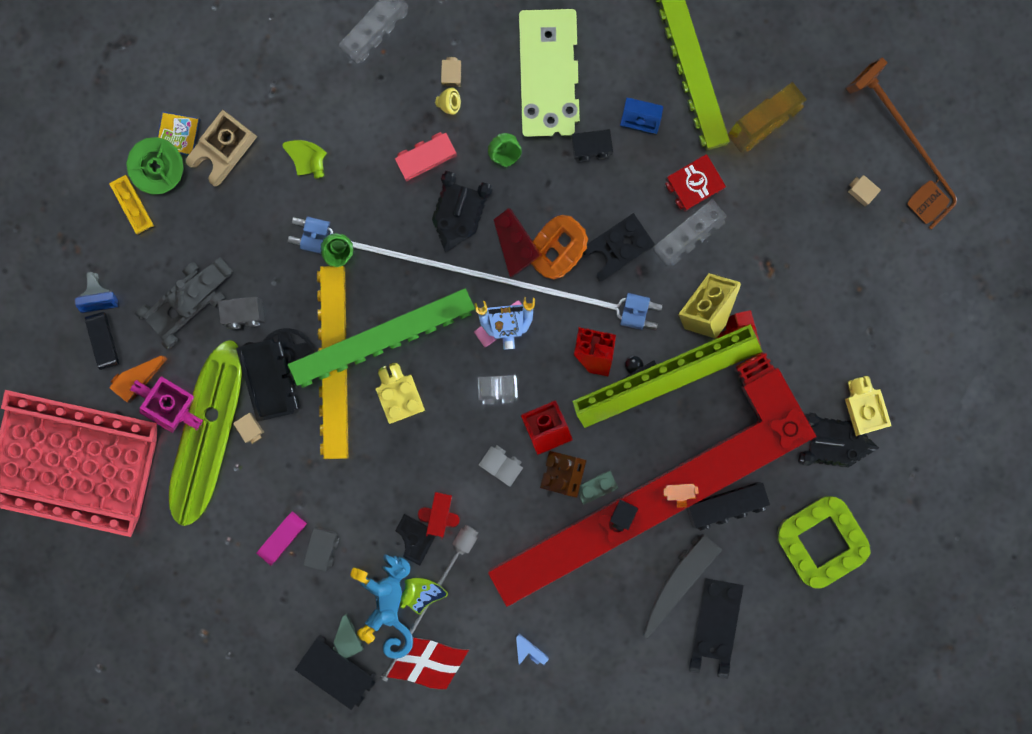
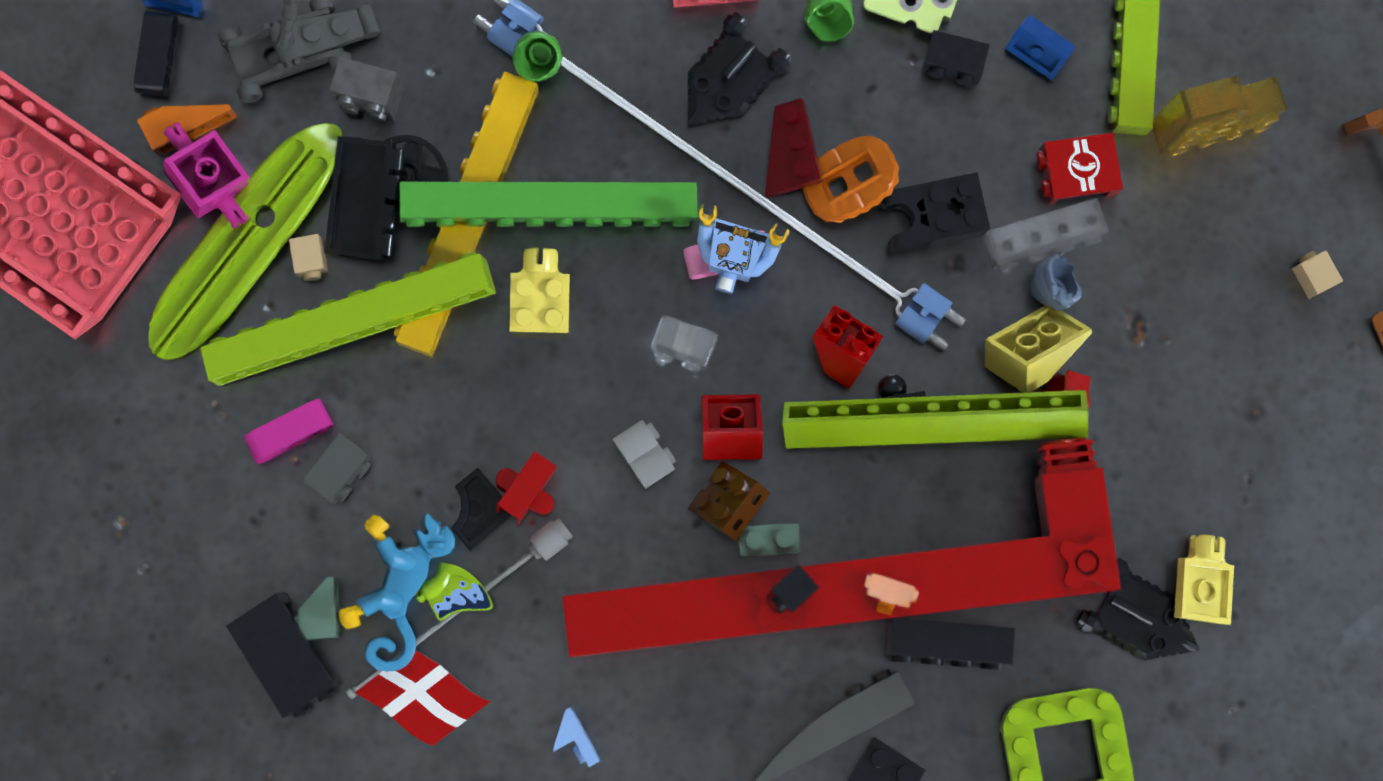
camera: 20 degrees right, 5 degrees down
(290, 457) = (347, 319): none -> lime brick
(708, 261) = (1055, 283): none -> sand blue hair

